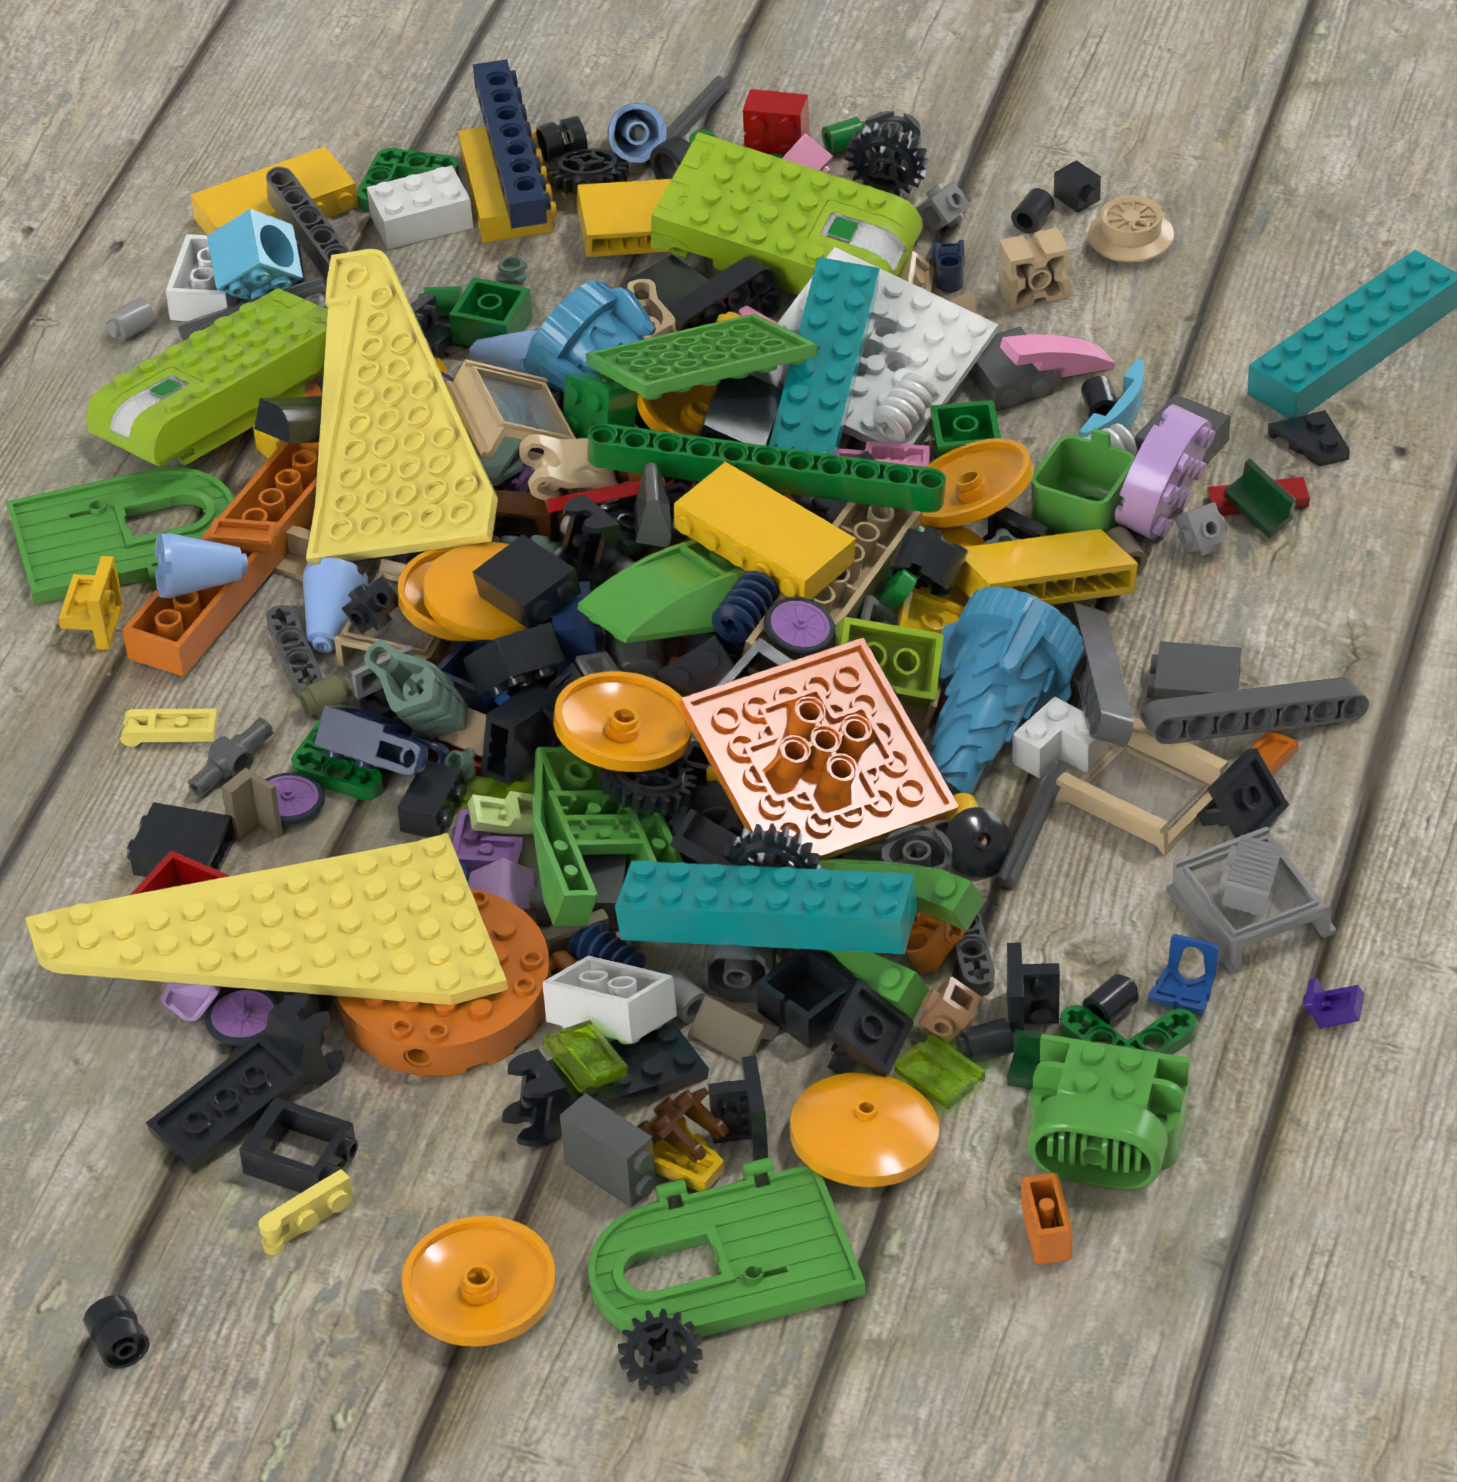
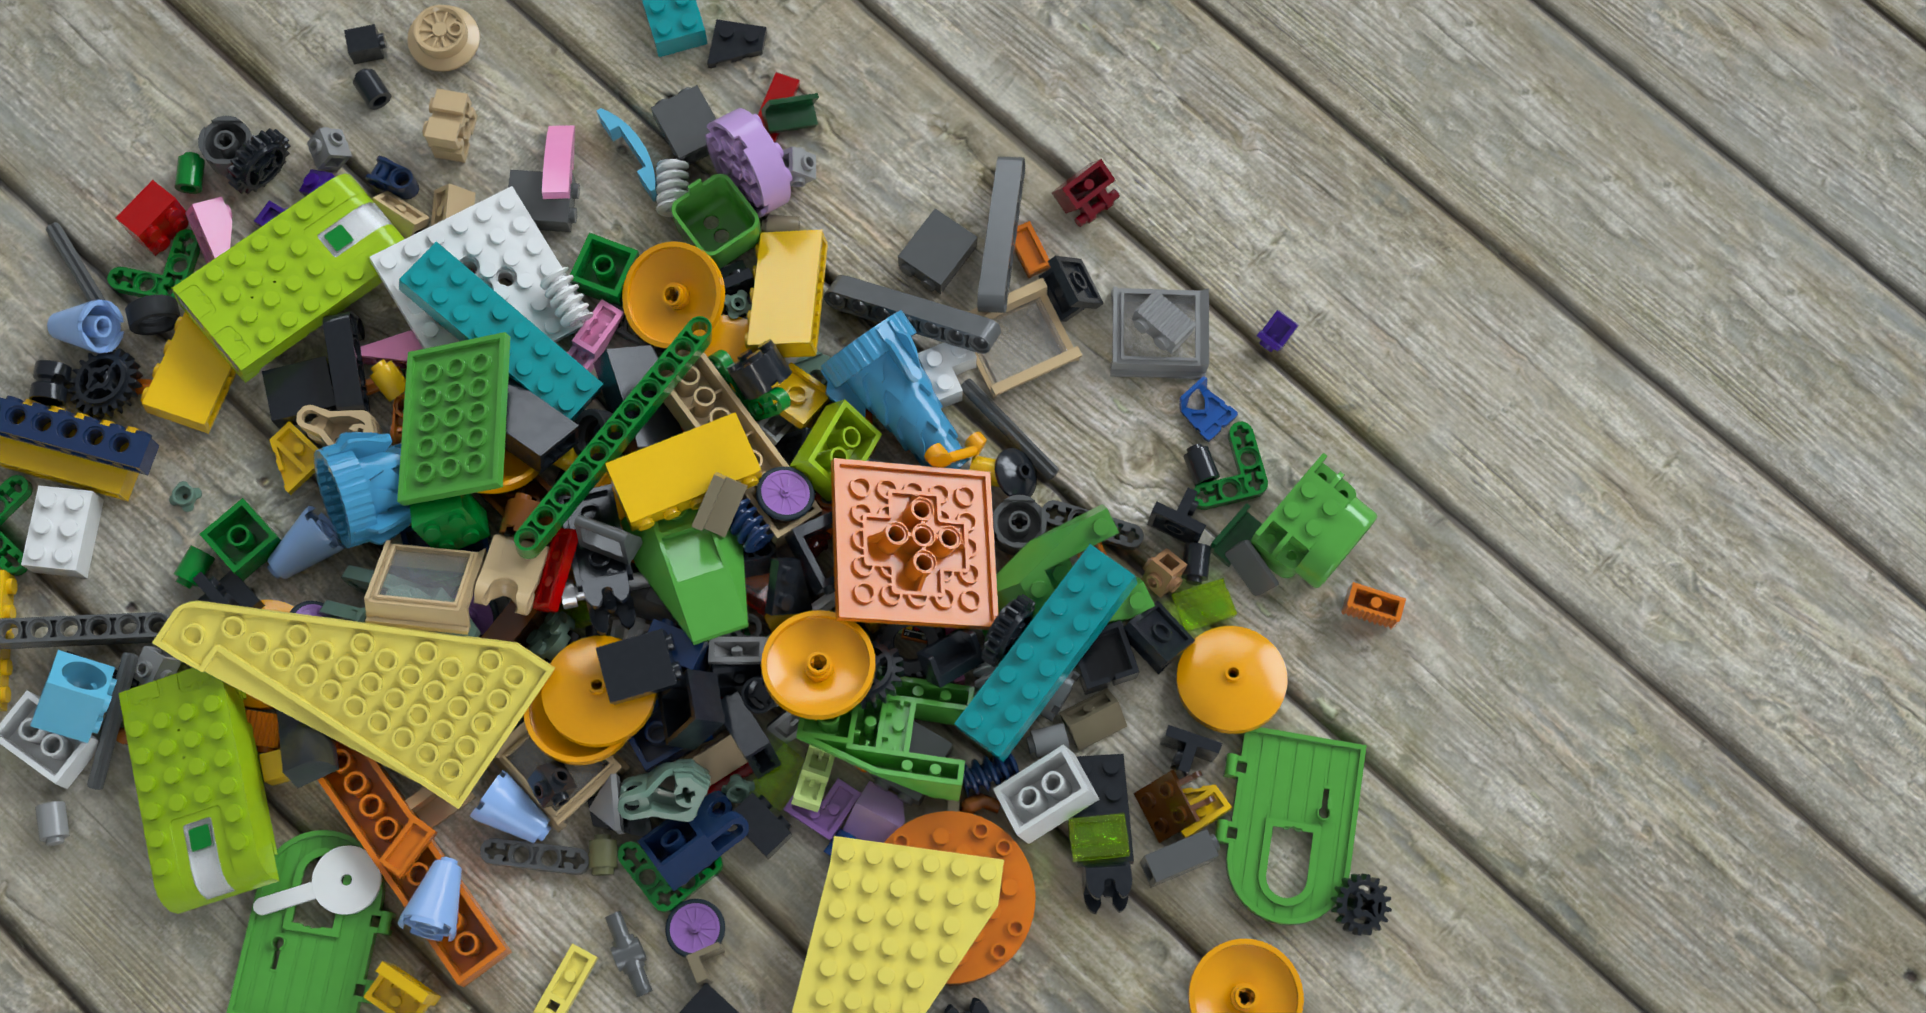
camera: 70 degrees left, 30 degrees up
(171, 515) = (328, 884): none -> white piece
(740, 556) = (719, 504): none -> dark tan panel
(981, 788) = (939, 457): none -> light orange bar
(1015, 1093) = (1251, 567): none -> dark grey slope
(1098, 395) = (613, 157): black brick -> none
(1373, 762) = (1083, 187): none -> dark red brick

